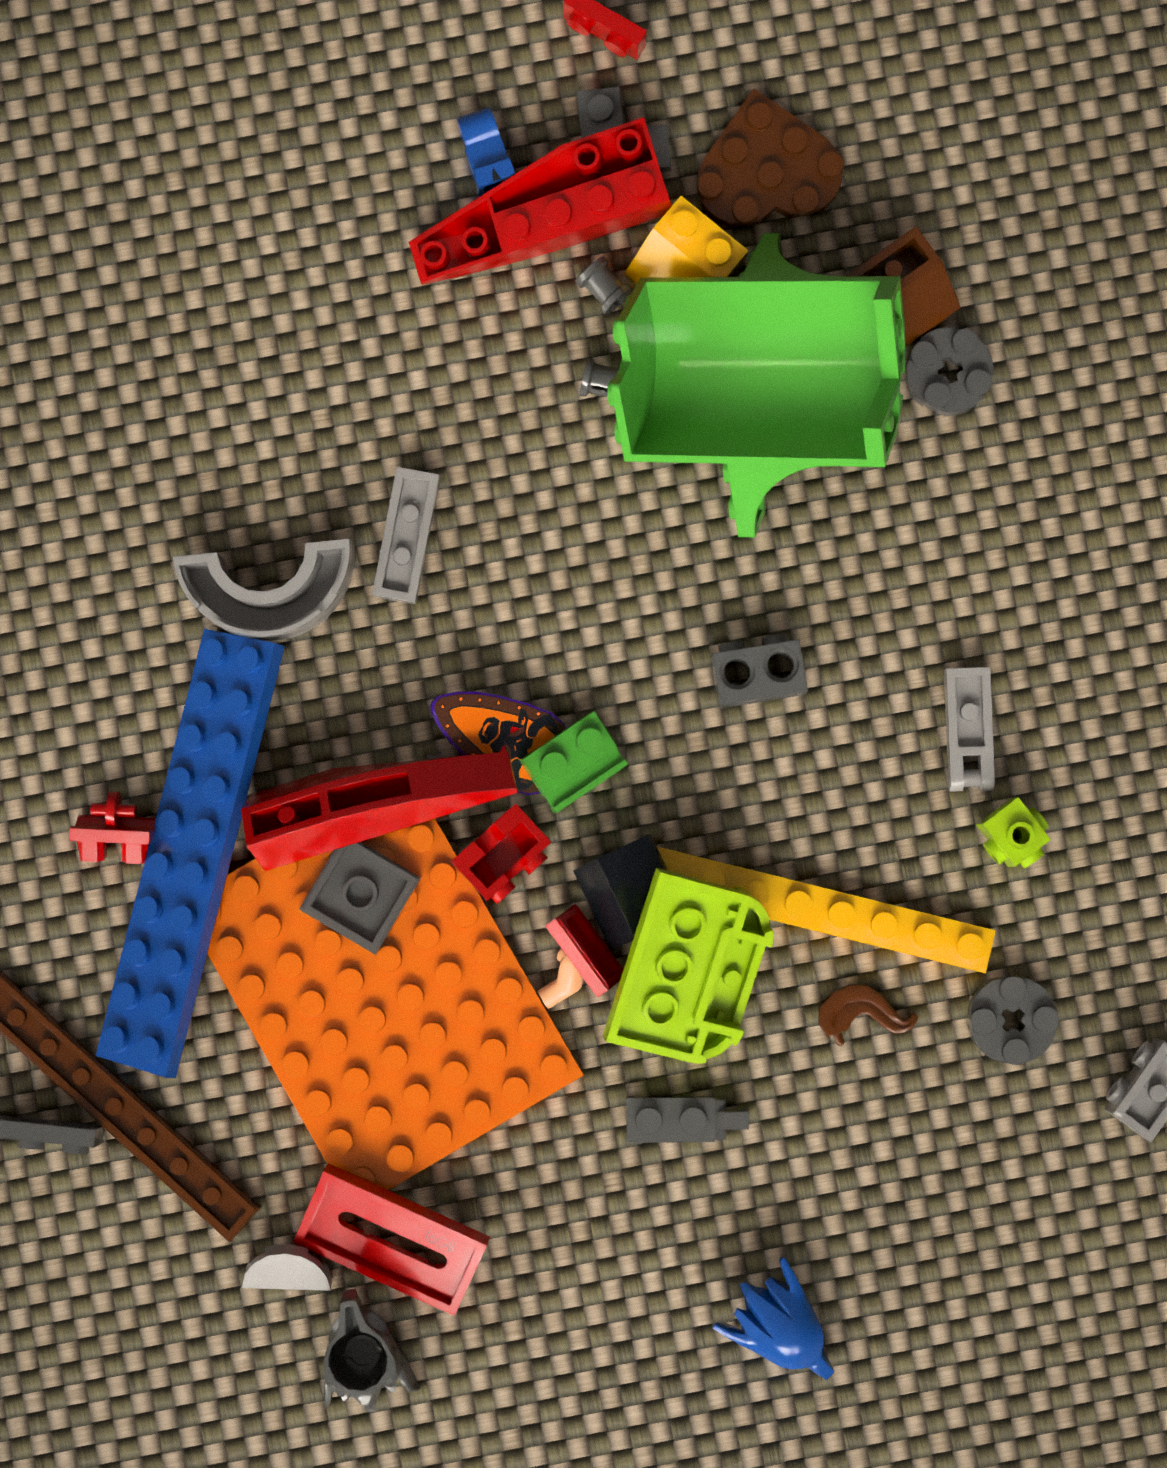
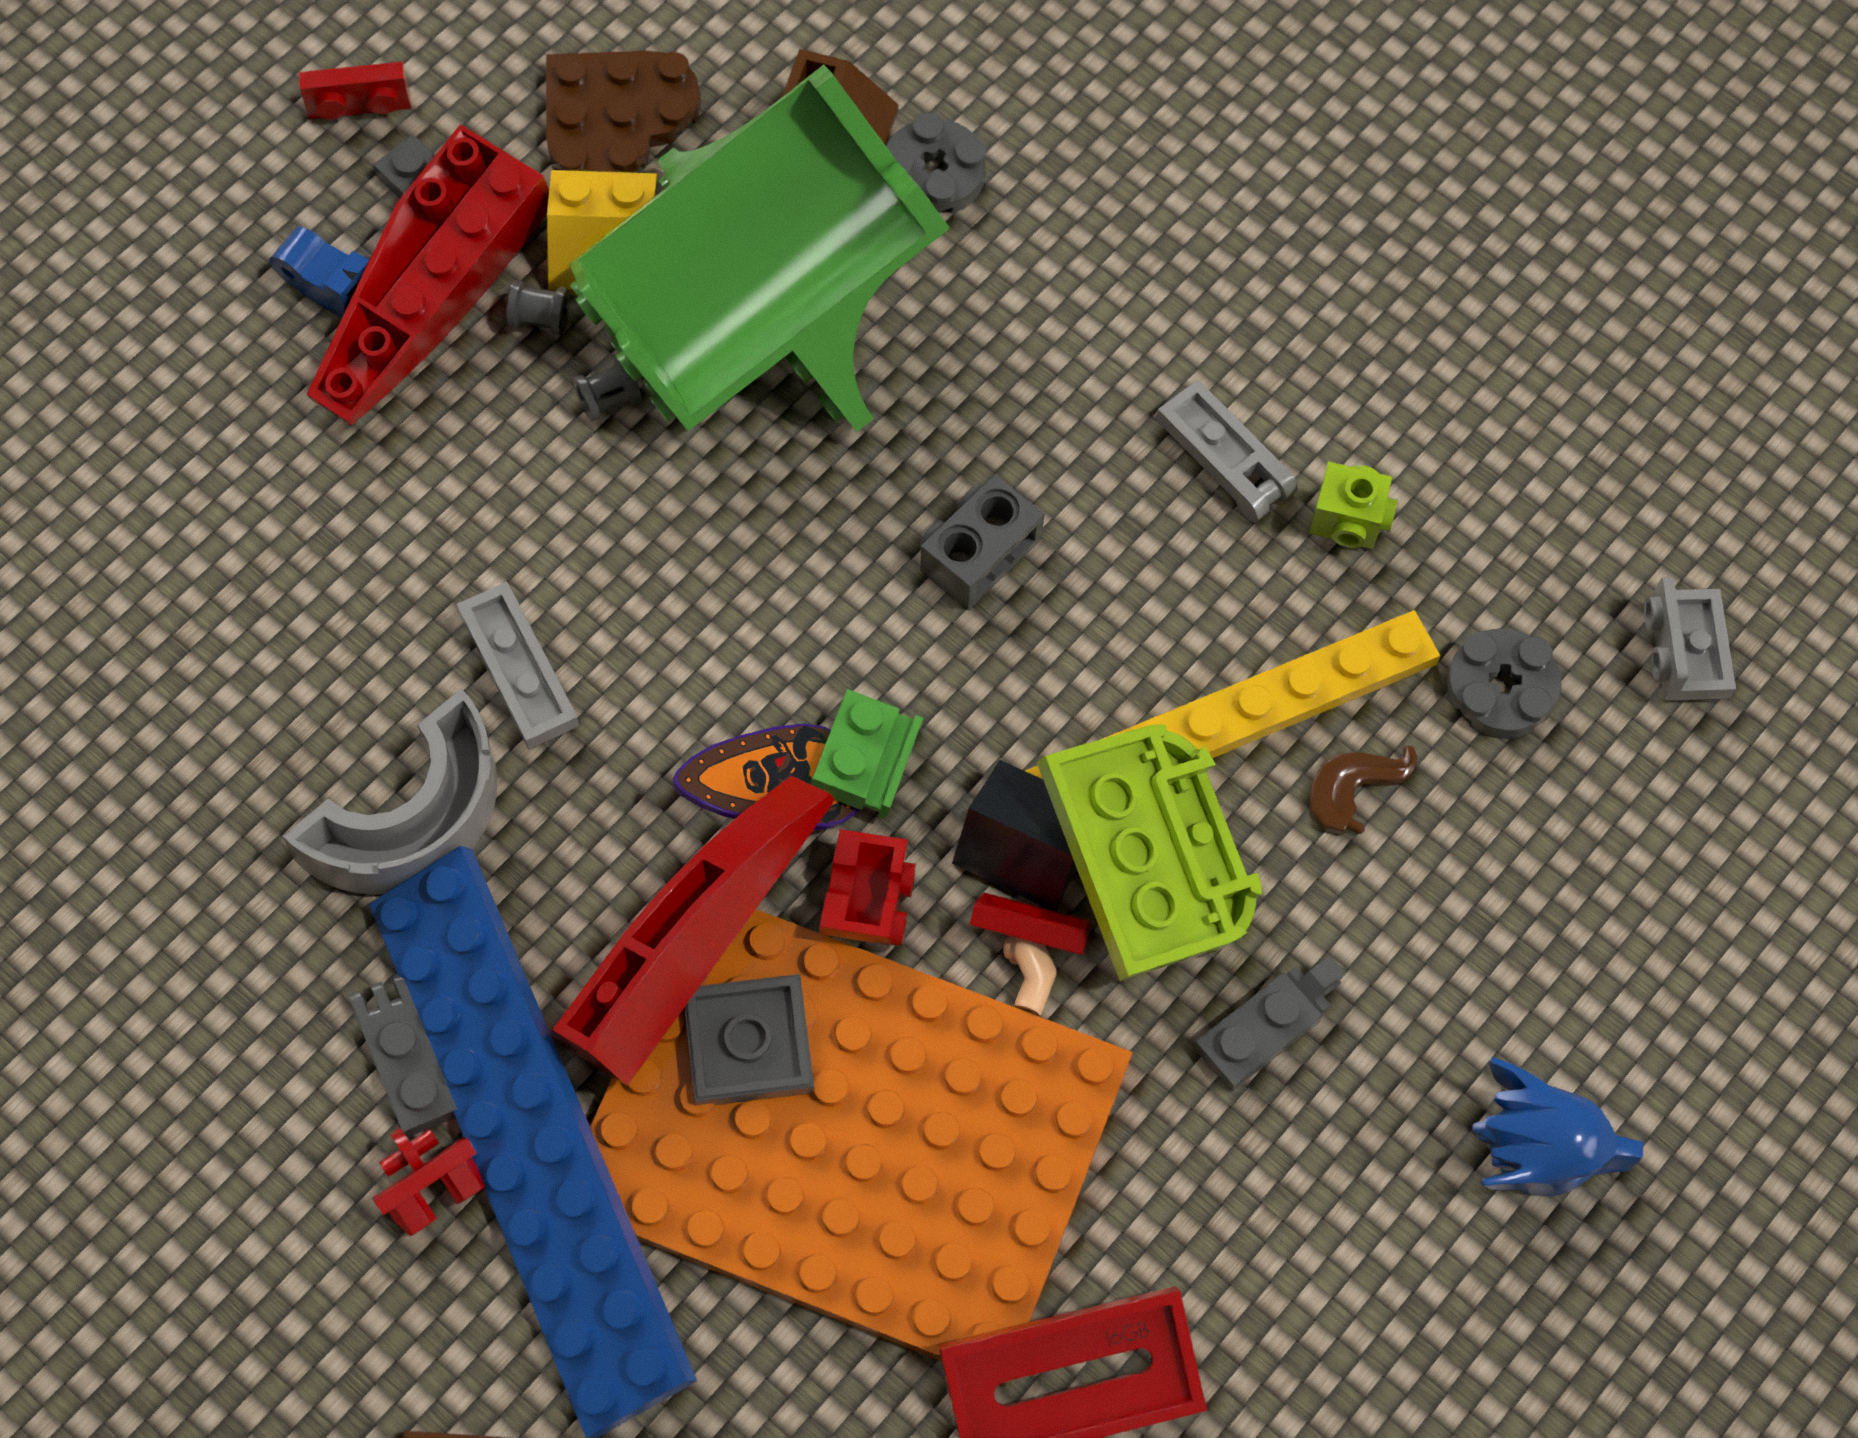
camera: 40 degrees left, 20 degrees down
(156, 741) = (404, 1059): none -> dark grey hinge

